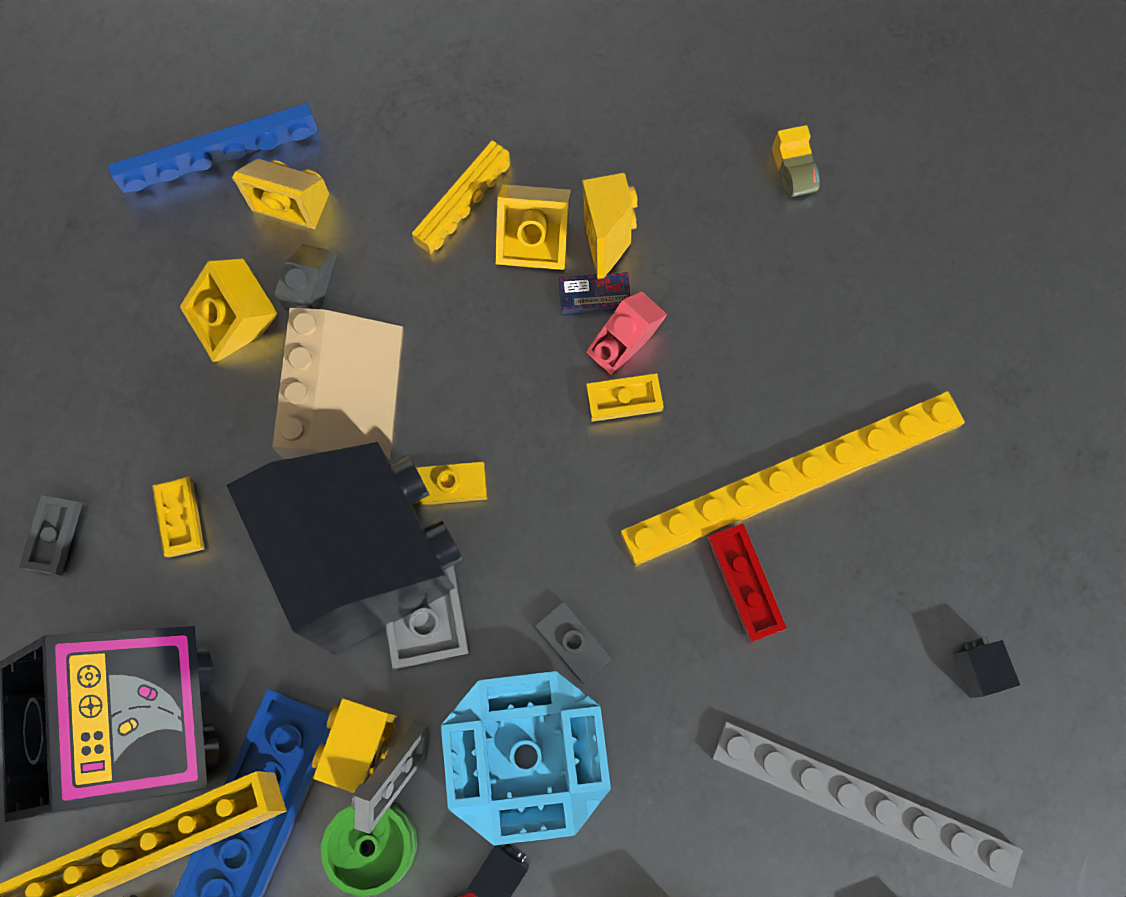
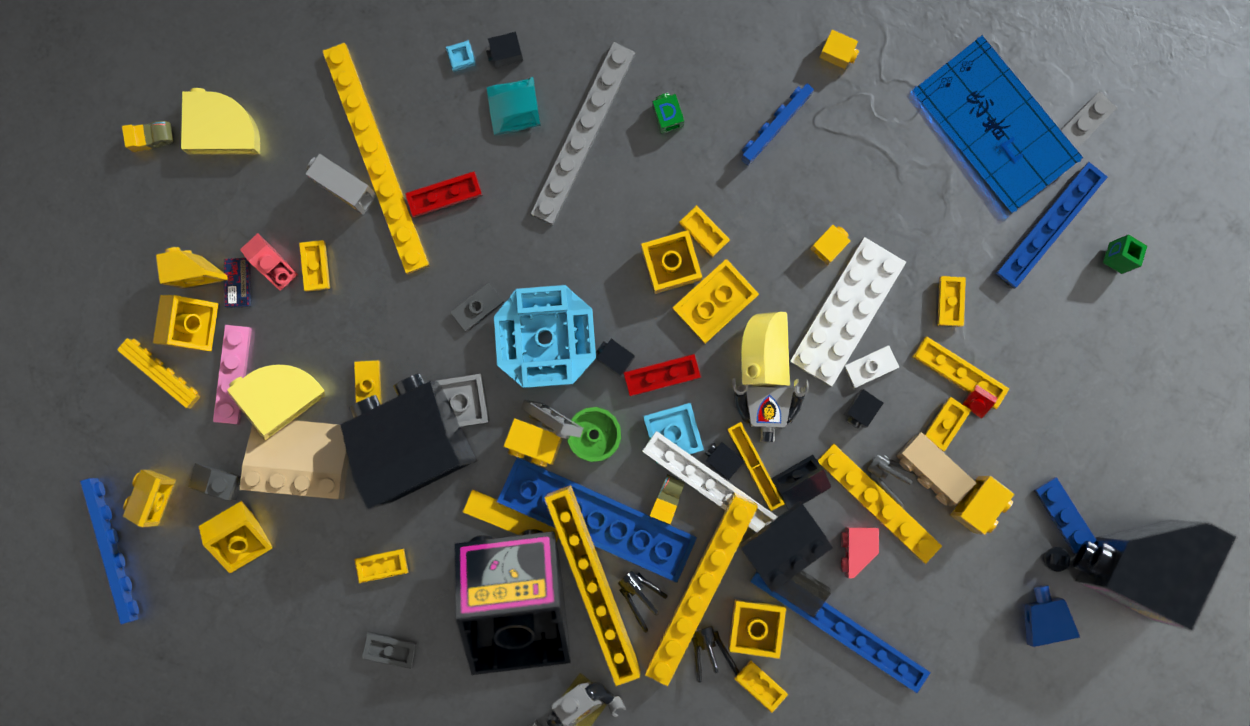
camera: 85 degrees left, 10 degrees up
(260, 672) = (490, 511): none -> yellow tile
(426, 349) = (275, 396): none -> light yellow brick
(461, 293) = (232, 365): none -> bright pink plate
(749, 425) = (340, 183): none -> light grey brick
(820, 251) = (216, 125): none -> light yellow brick
(896, 687) = (513, 106): none -> teal slope
(966, 598) = (460, 56): none -> medium azure tile

